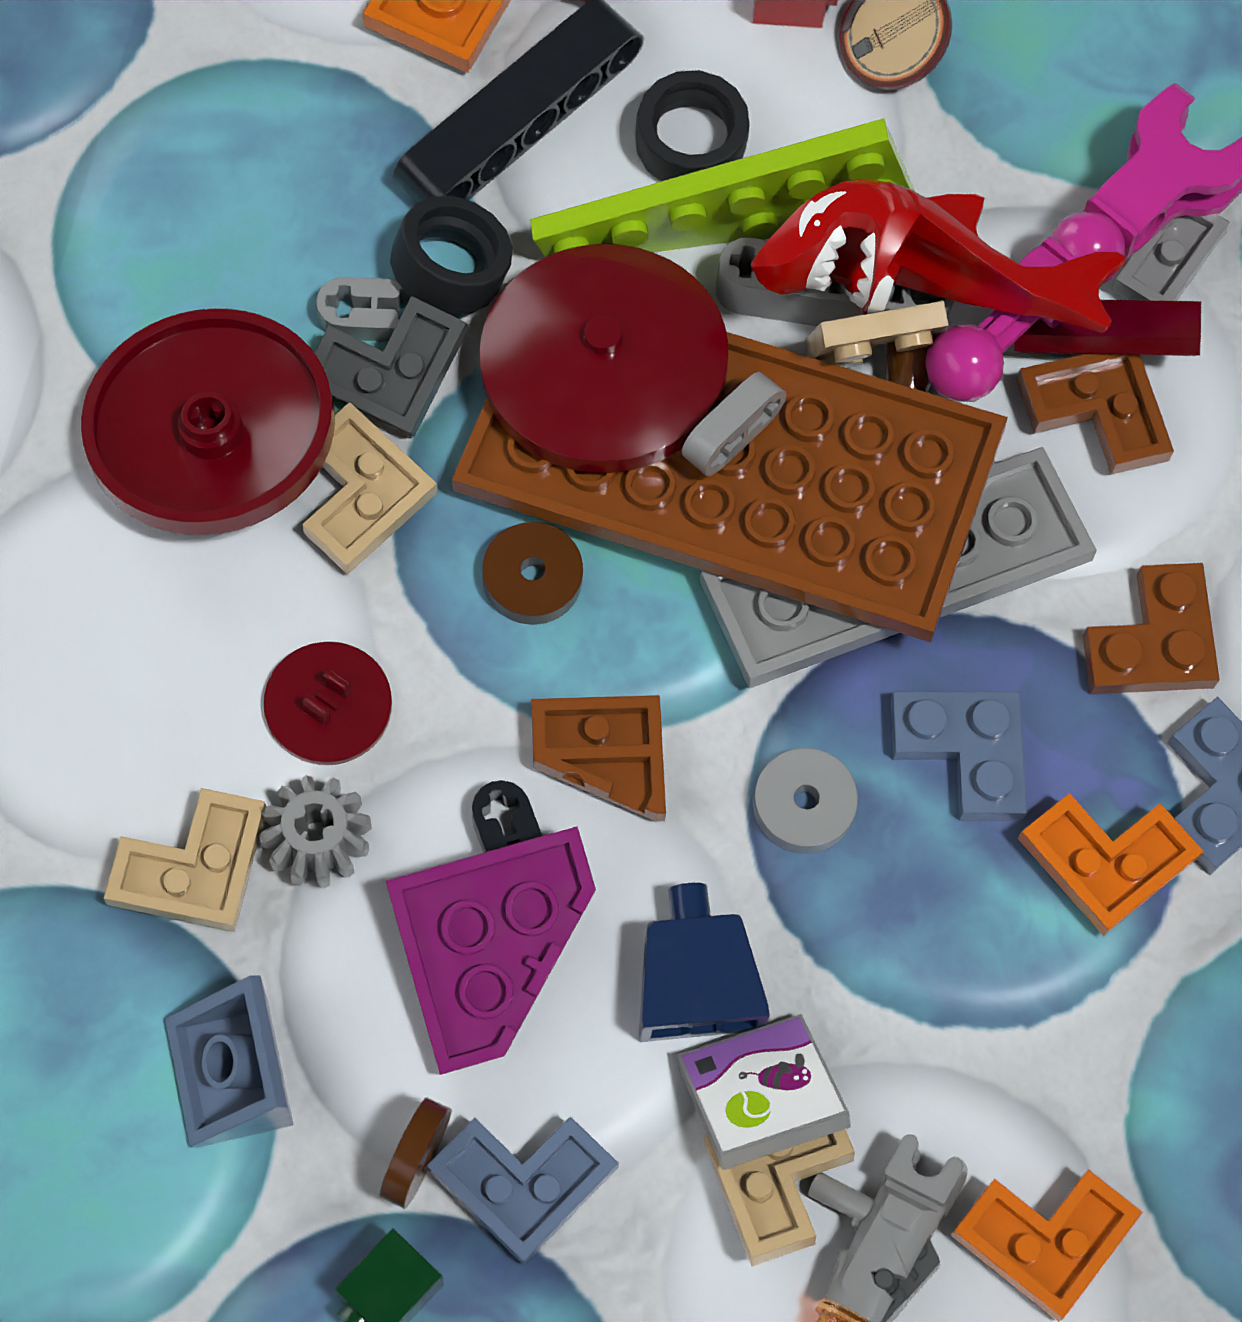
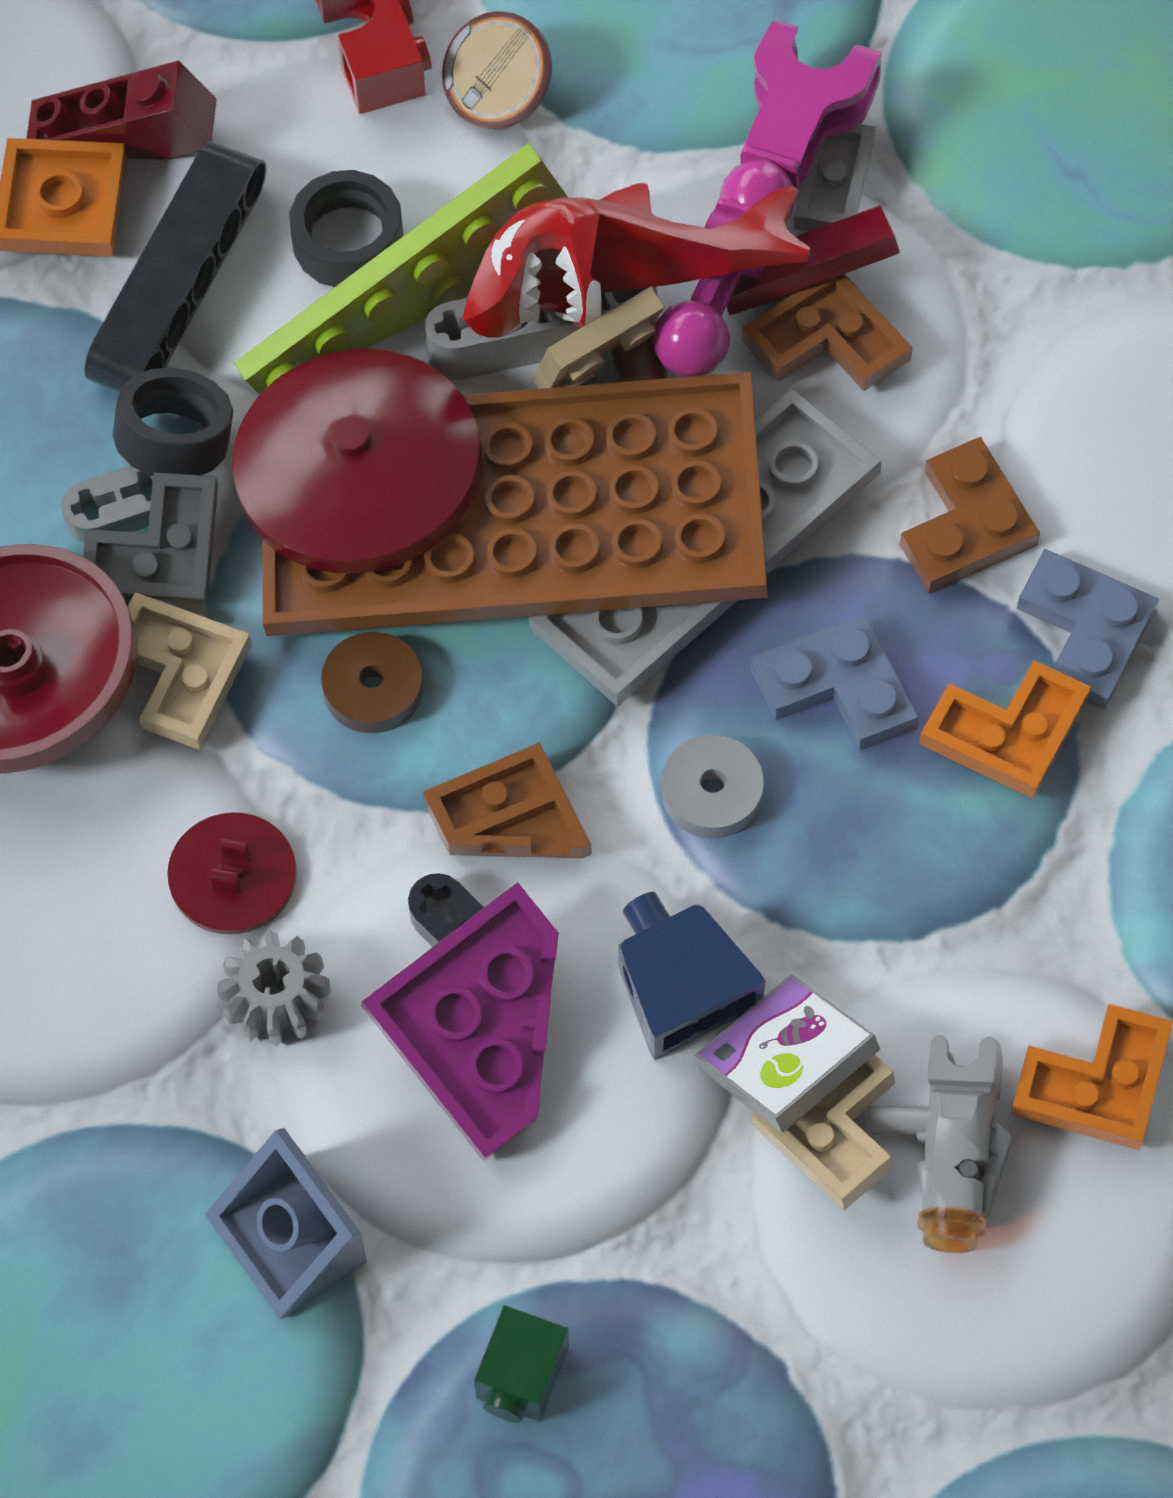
camera: 15 degrees left, 5 degrees down
(194, 883) = (181, 1080): tan plate -> none
(415, 1152) = (494, 1232): reddish brown piece -> none
(528, 1200) = (605, 1240): sand blue plate -> none
(733, 423) = (504, 471): light grey beam -> none

